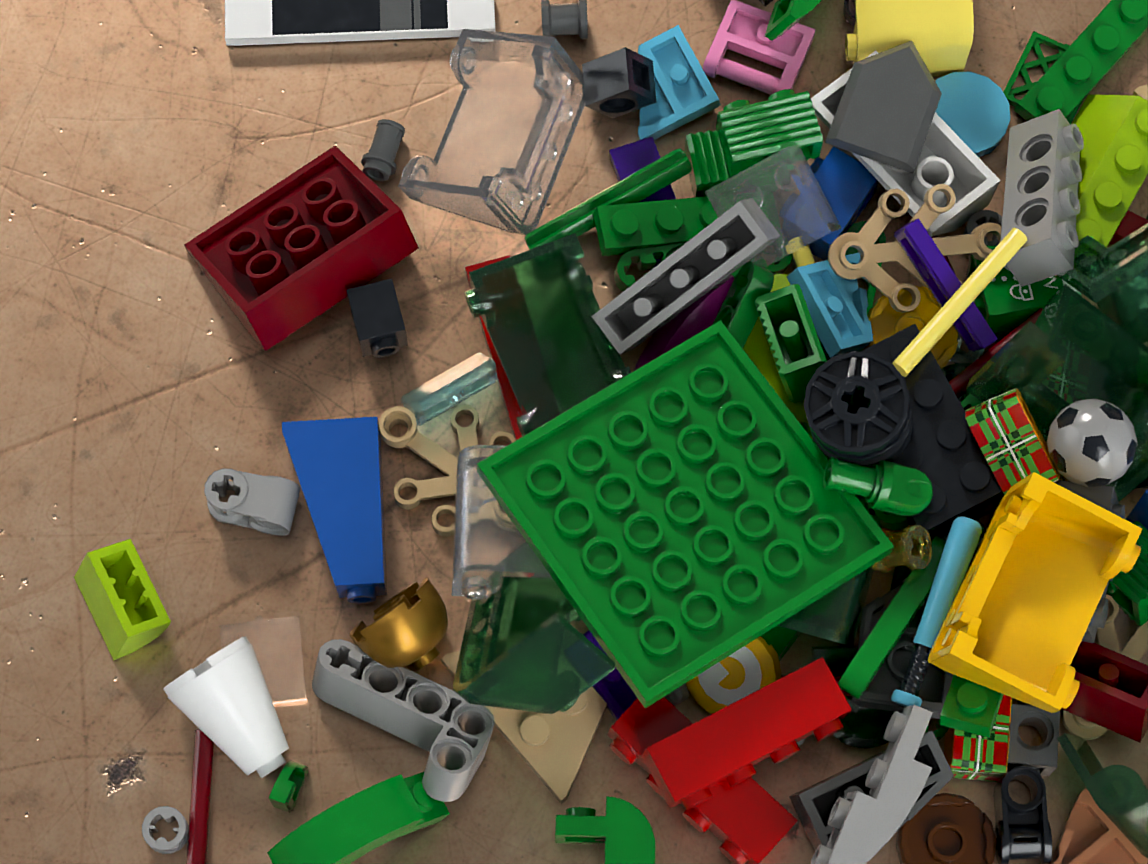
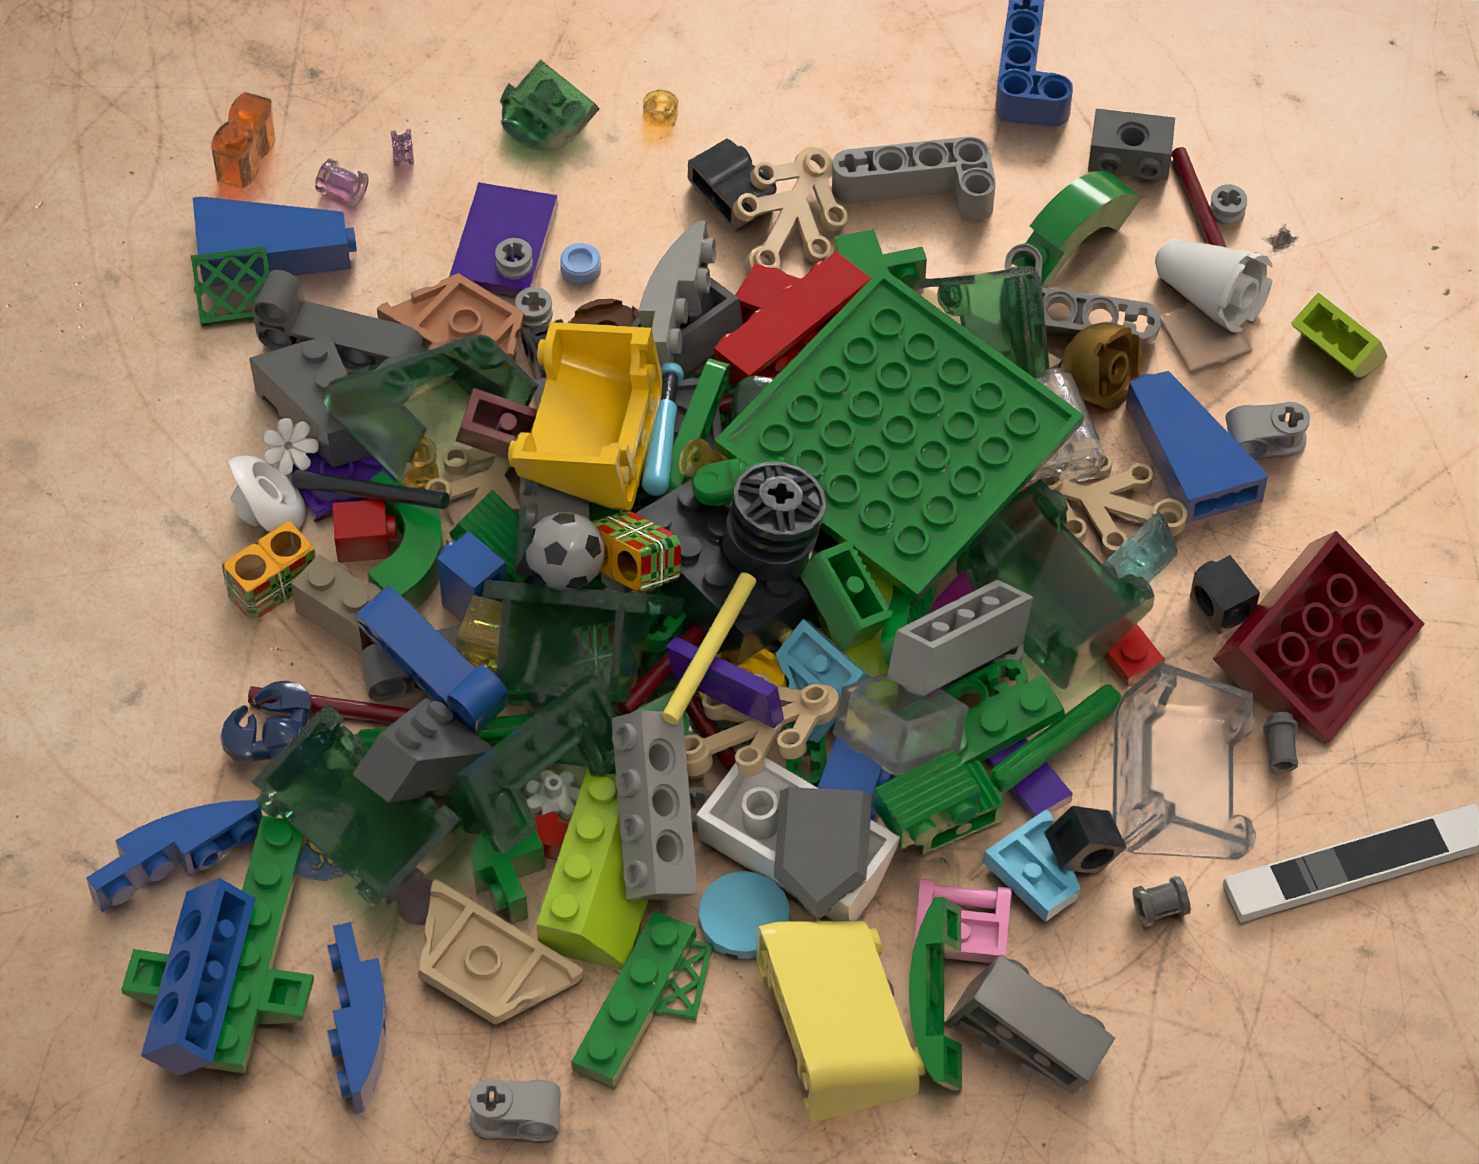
camera: 165 degrees right, 15 degrees down
(288, 786) = (1145, 247): green tile -> none

